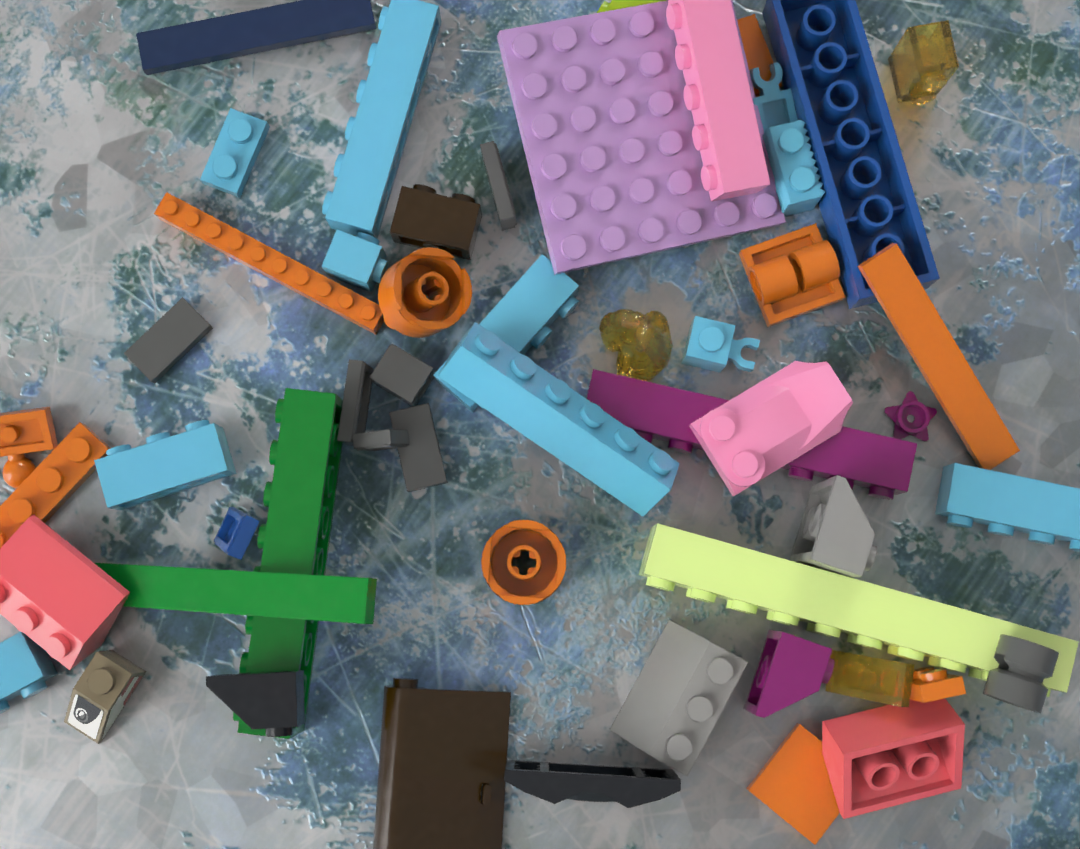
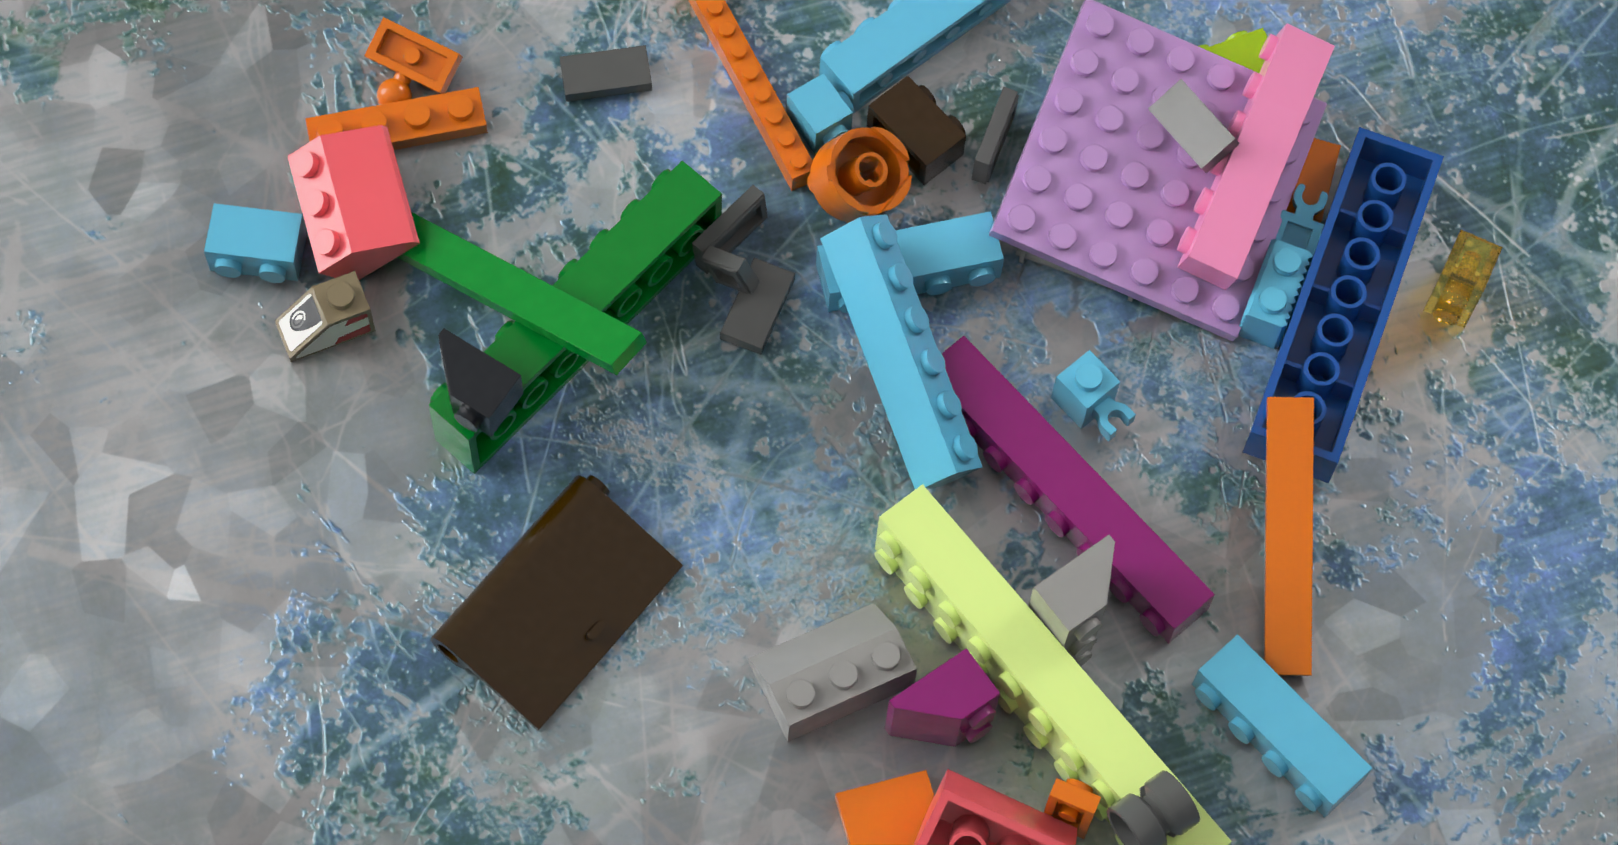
camera: 30 degrees right, 15 degrees down
(164, 465) = (525, 170): medium azure brick -> none
(236, 532) = (547, 256): blue tile -> none
(402, 375) = (789, 234): dark grey panel -> none
(507, 545) = (779, 480): orange brick -> none
(592, 782) = (701, 675): black slope -> none
(640, 340) = (1025, 342): clear yellow hair -> none
(656, 83) = (1193, 126): none -> tile
(773, 423) = (1090, 484): bright pink slope -> none
(793, 274) = (1209, 385): orange plate -> none
(871, 678) = (1019, 765): clear yellow plate -> none
(921, 414) = (1239, 576): magenta plate -> none

